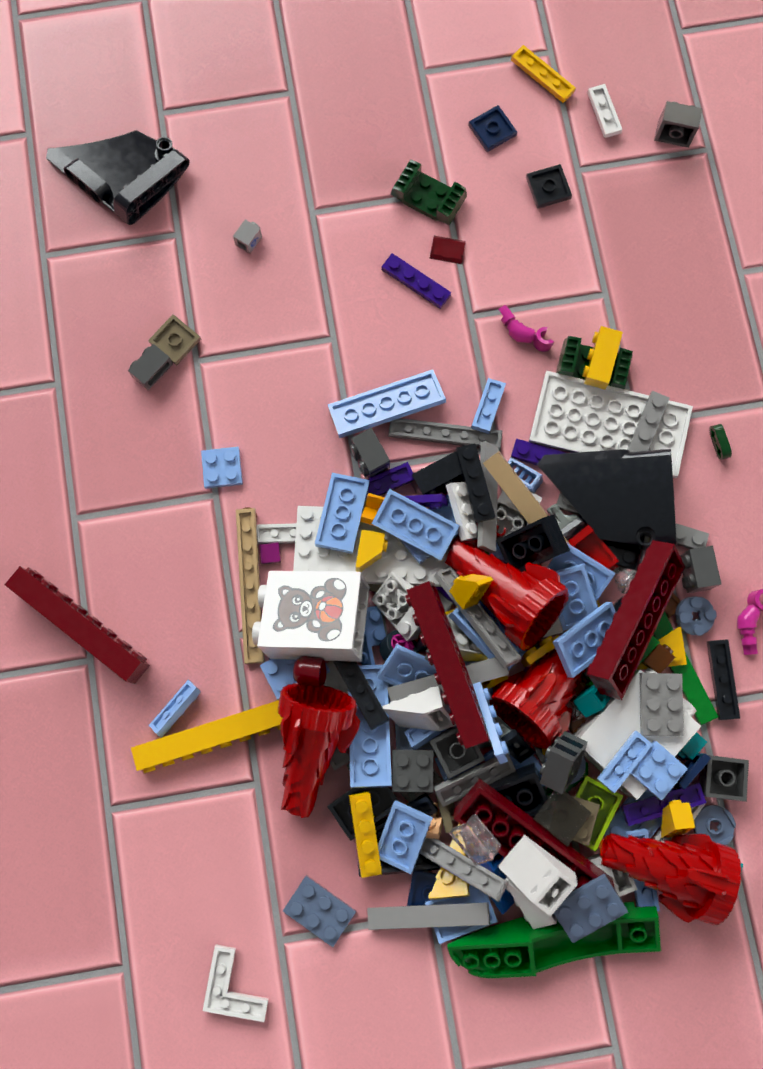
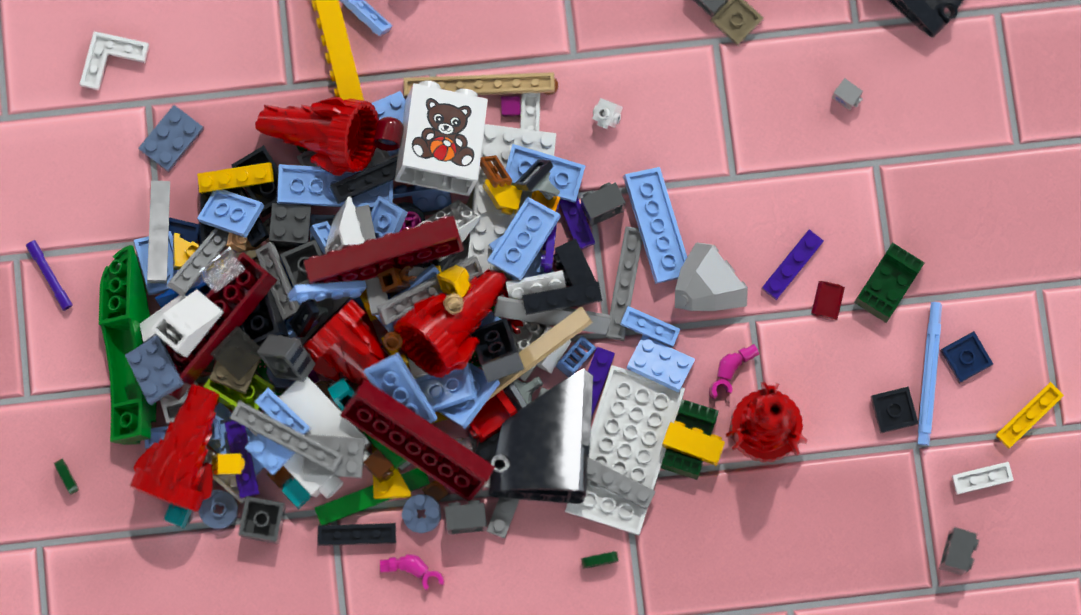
camera: 90 degrees right, 0 degrees up
(221, 467) = (600, 62): light blue plate -> none
(269, 453) = (607, 113): none -> white brick
(346, 561) = (492, 171): none -> dark orange tile
(352, 515) = (538, 179): none -> black piece
(442, 351) = (708, 282): none -> light grey brick
(471, 650) = (395, 279): none -> reddish brown brick
(497, 1024) = (59, 293): none -> dark purple piece
(499, 584) = (453, 303): none -> tan plate
(512, 157) = (929, 374): none -> light blue piece
(524, 394) = (660, 363): none -> light blue plate
(535, 650) = (392, 341): none -> dark orange plate
(578, 290) = (762, 434): none -> red cone
(650, 755) = (286, 436): none -> light grey tile
(694, 767) = (271, 486): dark blue tile -> none
(698, 996) = (66, 476): none -> dark green beam

